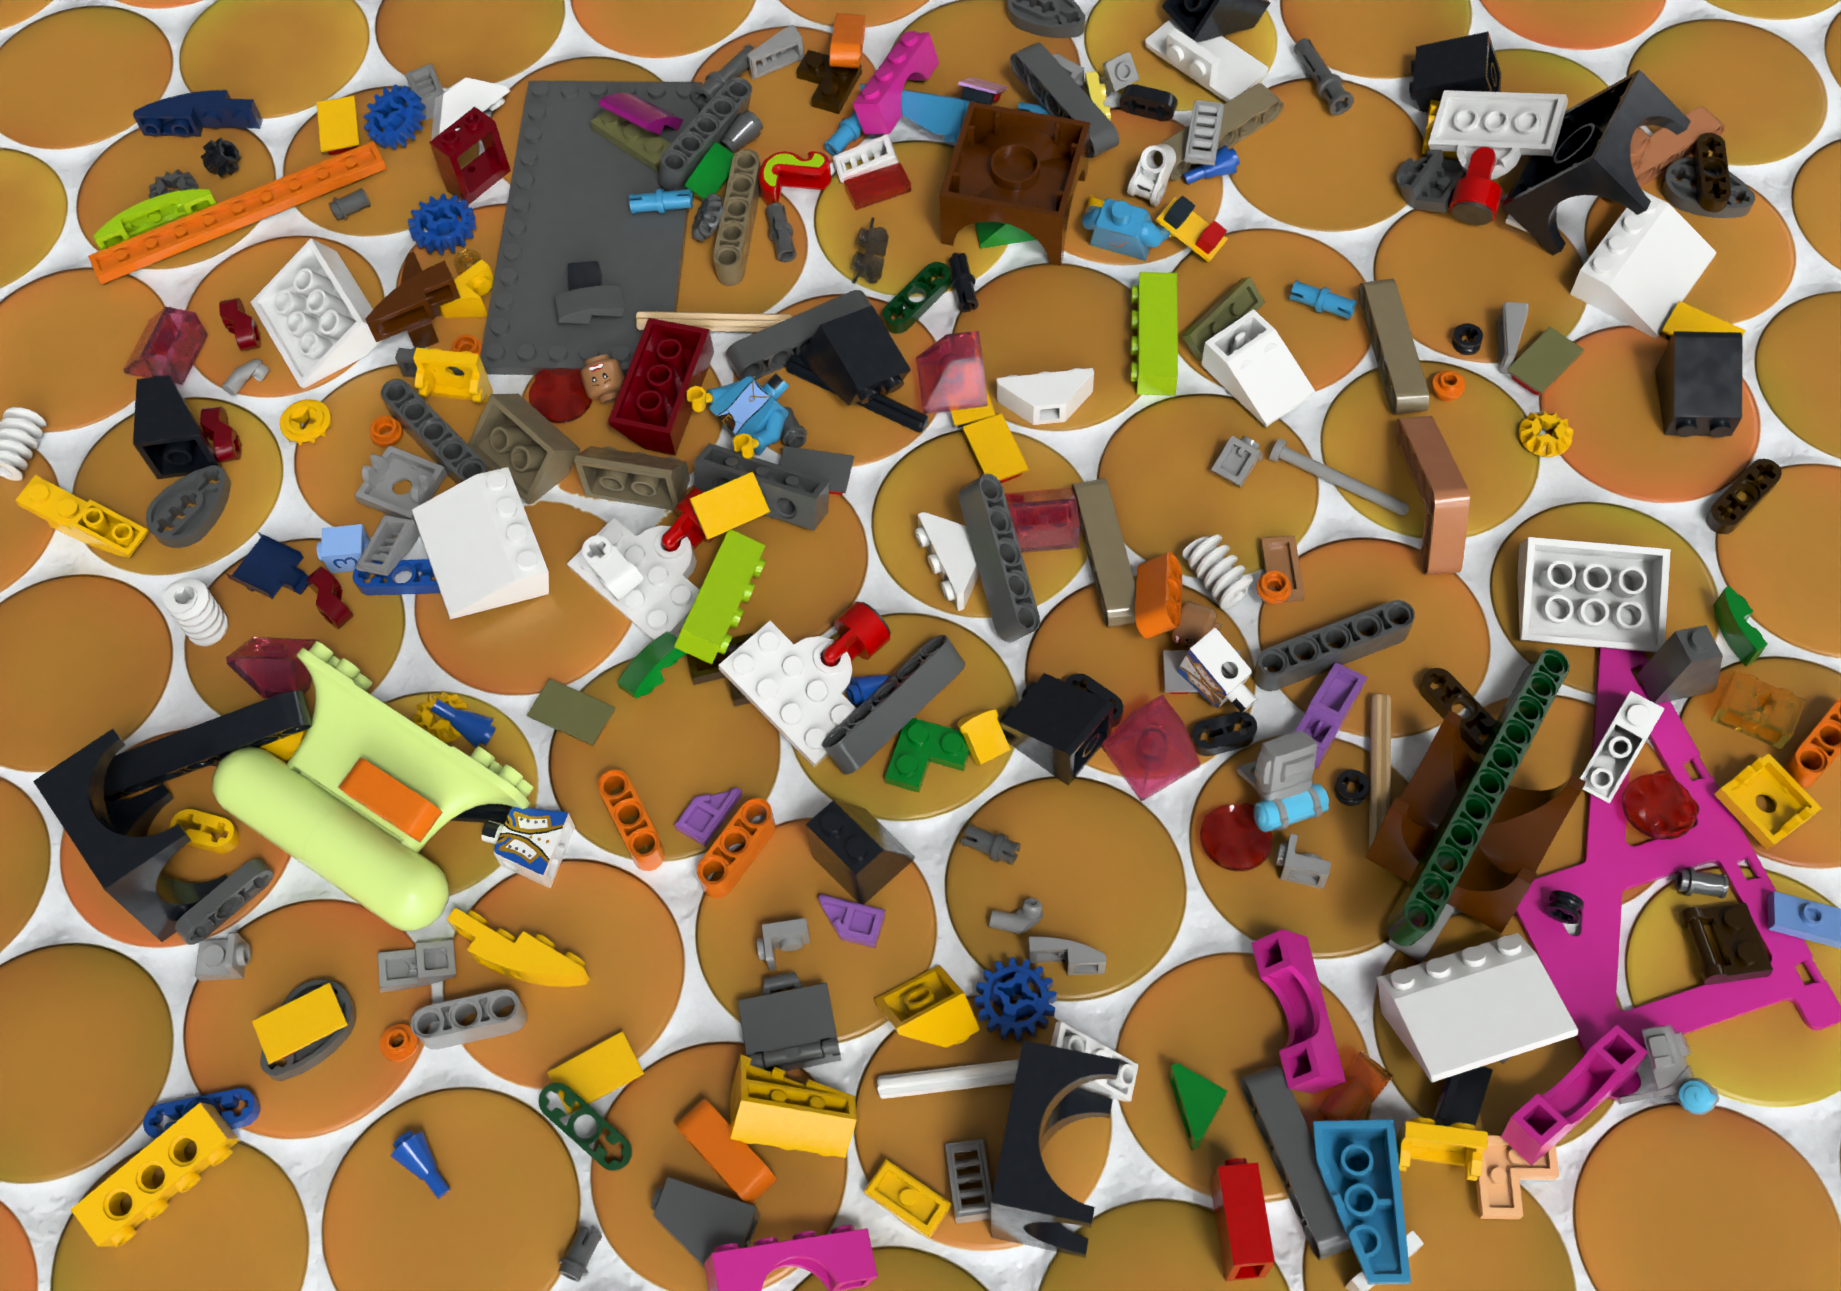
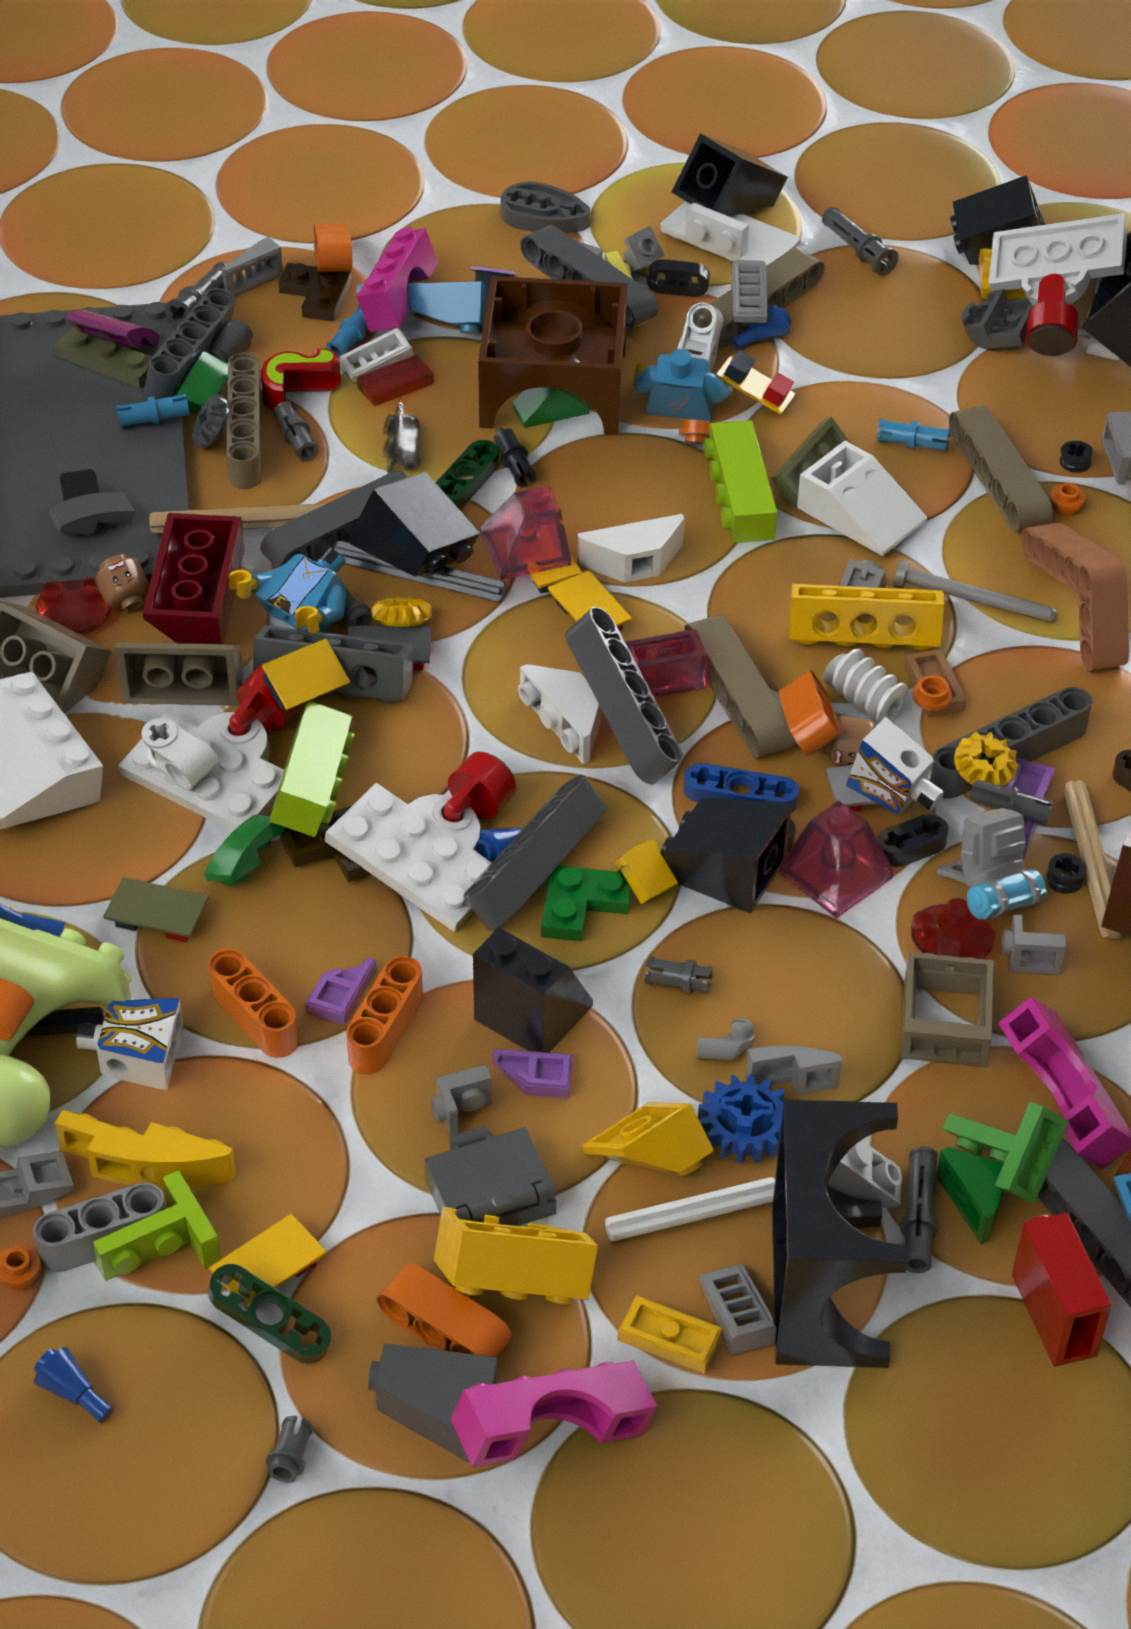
camera: 15 degrees left, 15 degrees down
(515, 1034) = (160, 1234): none -> lime bracket
(832, 437) = (401, 611): none -> yellow gear
(1079, 646) = (729, 777): none -> blue beam
(1127, 273) = (695, 431): none -> orange plate
(1131, 1153) = (922, 1169): none -> dark grey pin
(1202, 948) = (946, 1040): none -> dark tan window
(1240, 1083) = (1024, 1155): none -> bright green bracket
(1256, 500) = (849, 602): none -> yellow brick
(1294, 683) = (973, 769): none -> yellow gear
(1315, 717) = (997, 797): none -> dark grey axle

